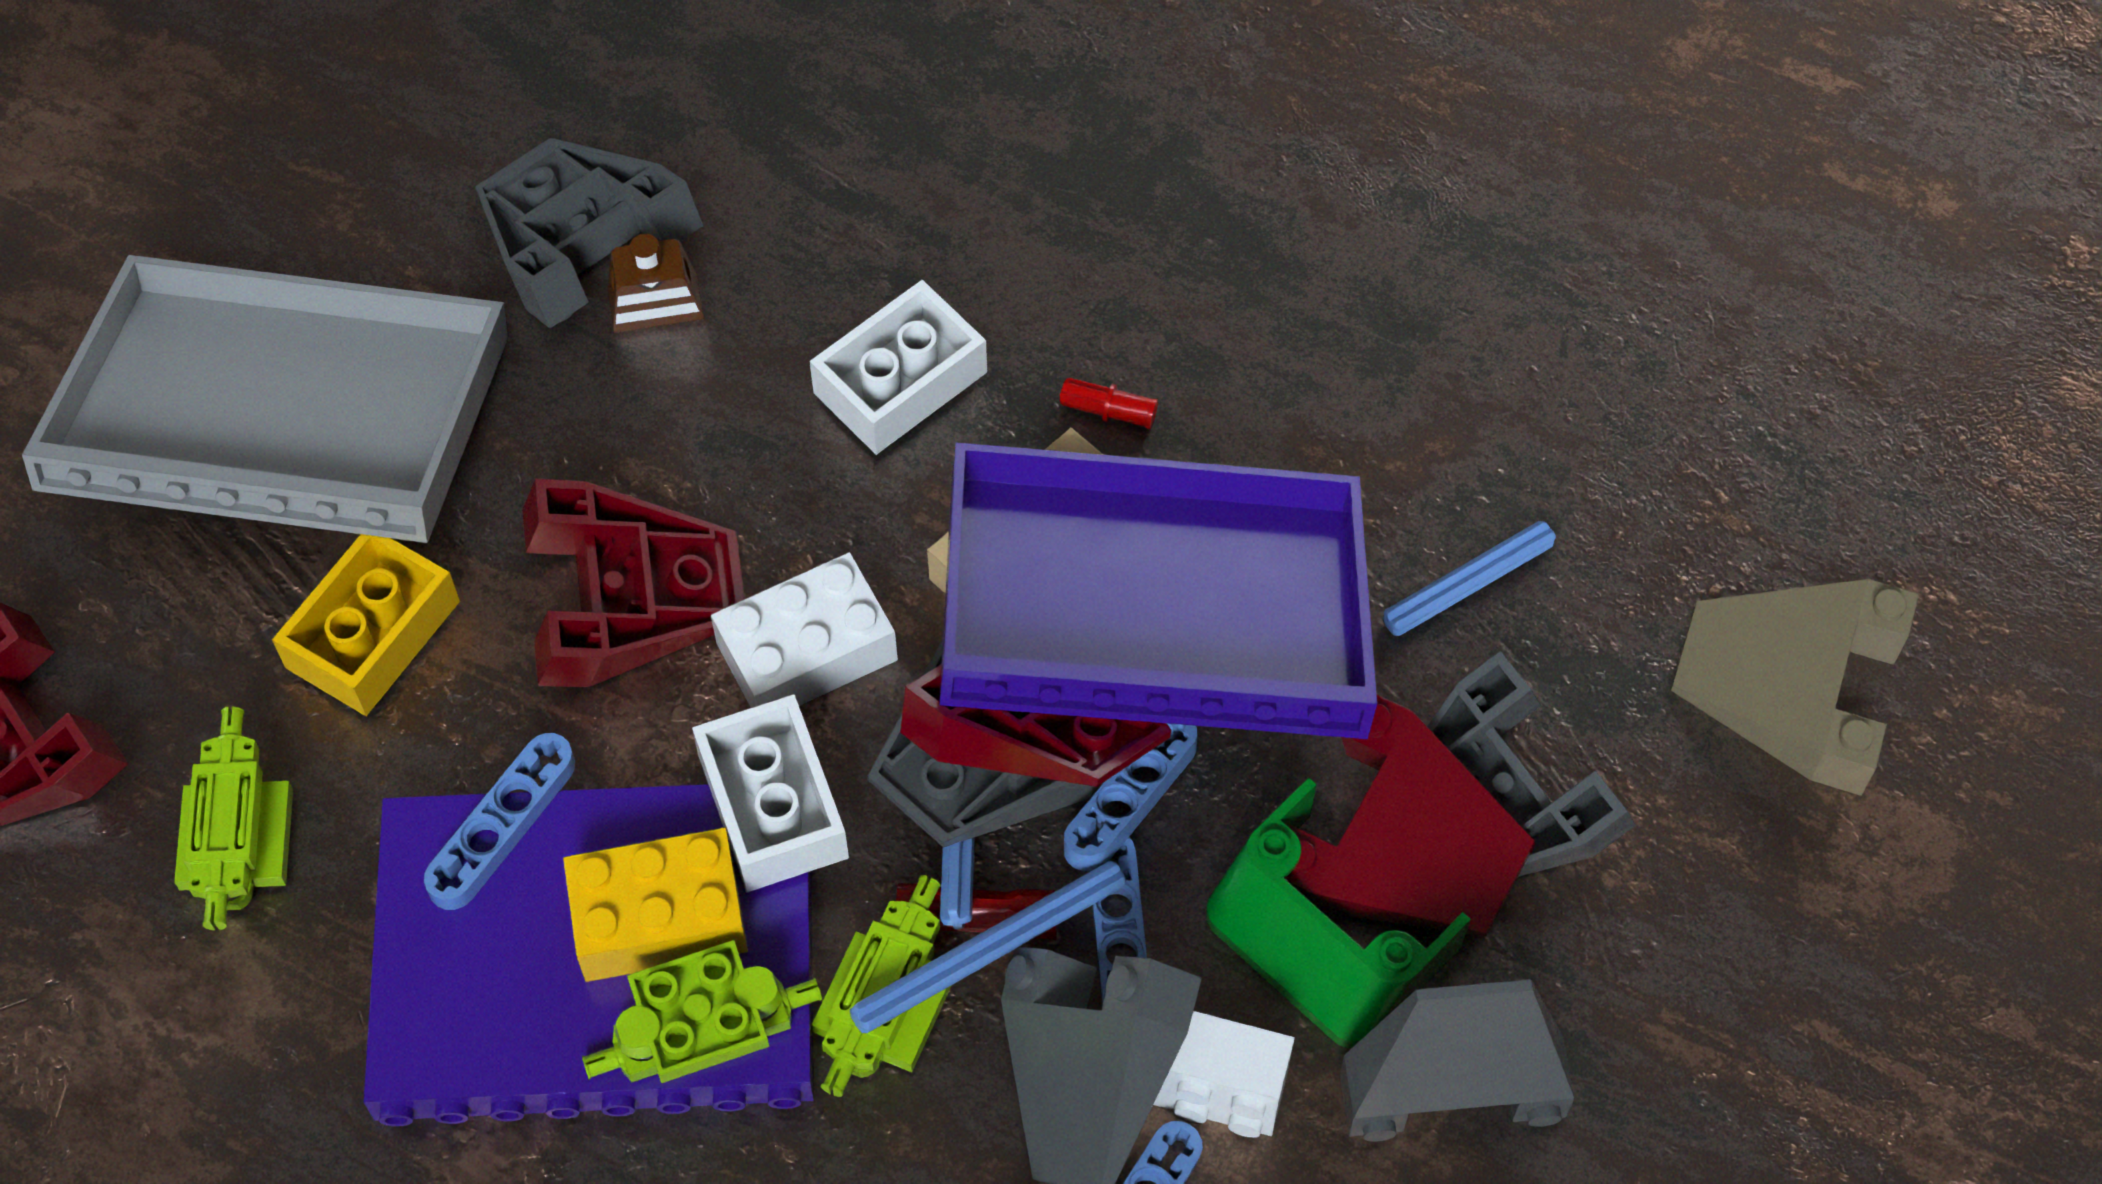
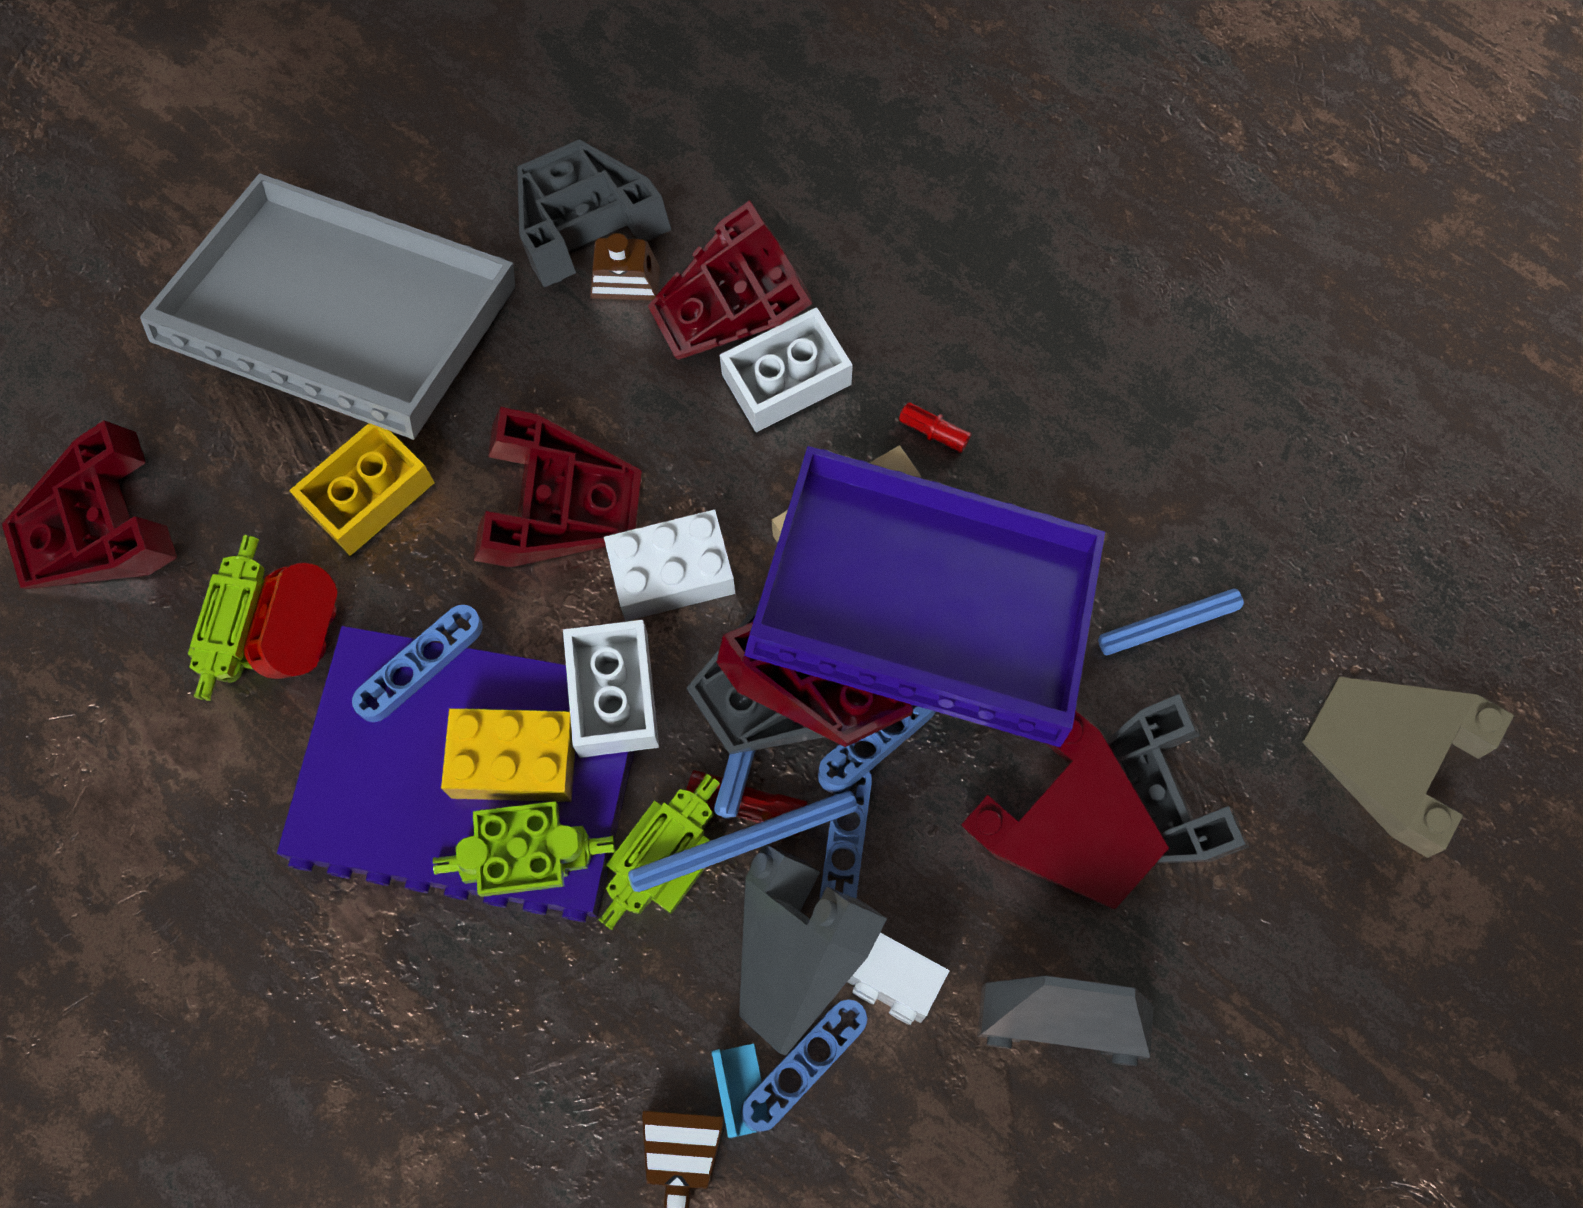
camera: 15 degrees right, 10 degrees up
(310, 807) = (291, 621): none -> red brick
(799, 281) = (730, 288): none -> dark red wedge
(1303, 950) = (974, 891): green windscreen -> none

